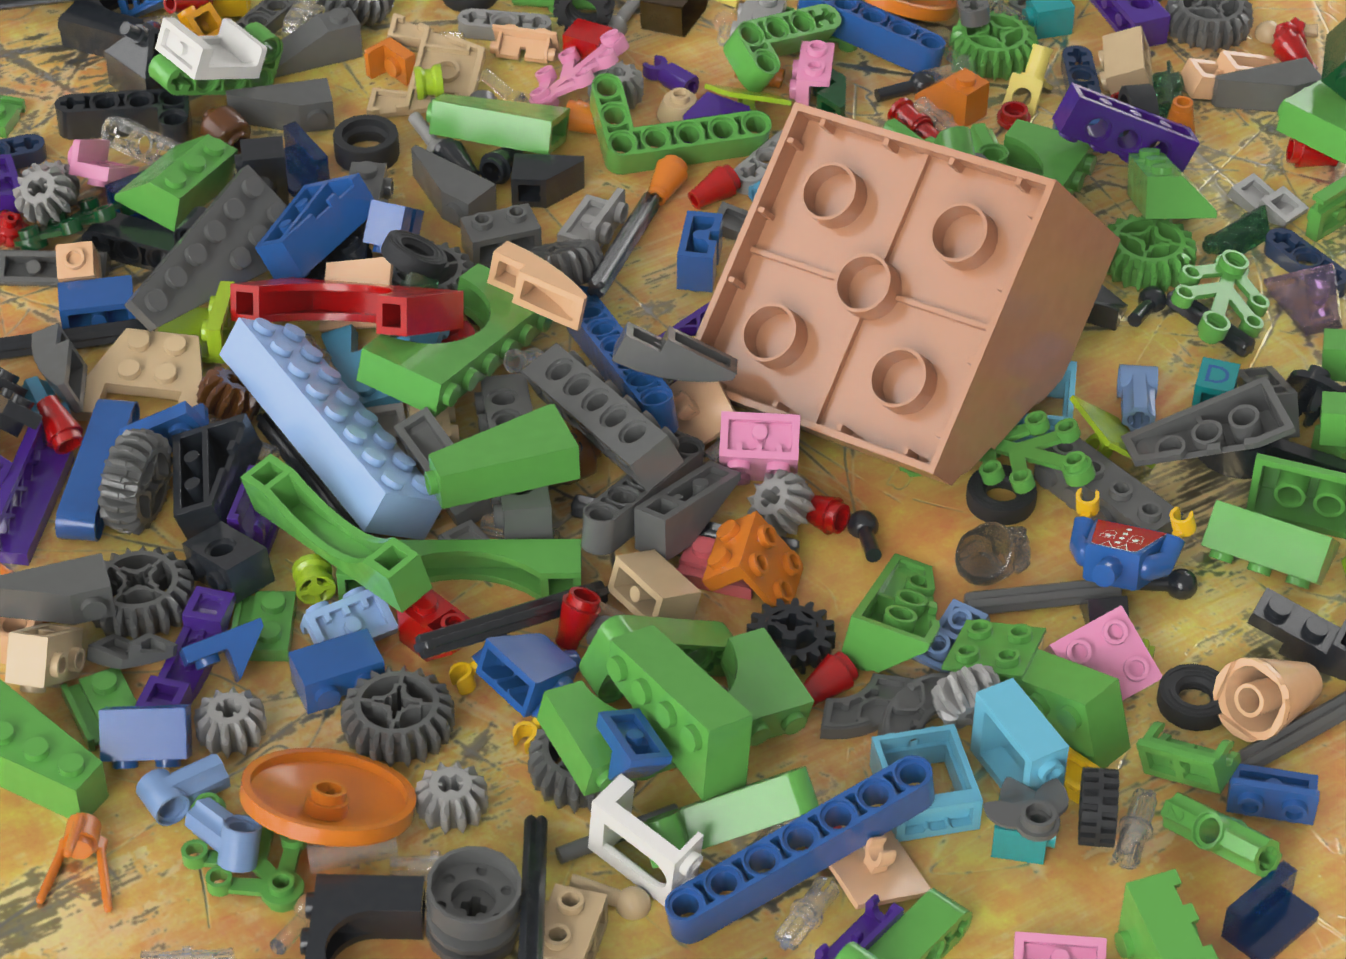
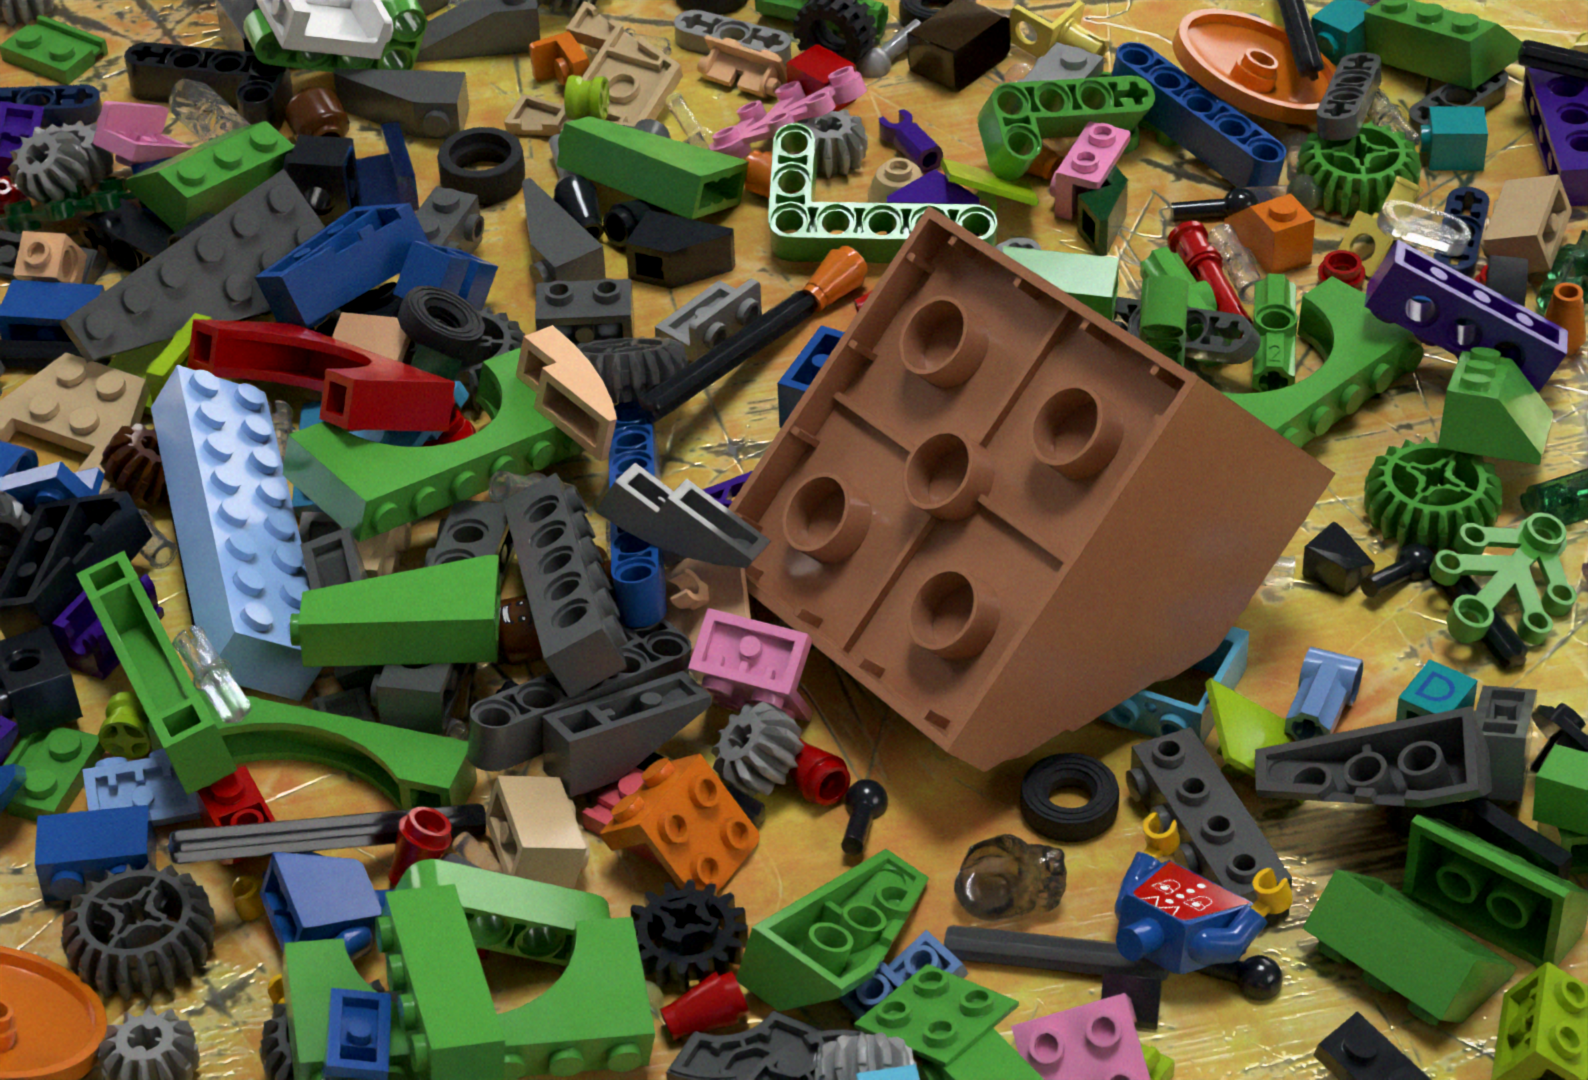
camera: 20 degrees right, 0 degrees up
(369, 521) = (212, 675): none -> clear axle
(1060, 75) = (1423, 227): none -> clear tile
(1075, 466) = (1161, 780): bright green plant -> none

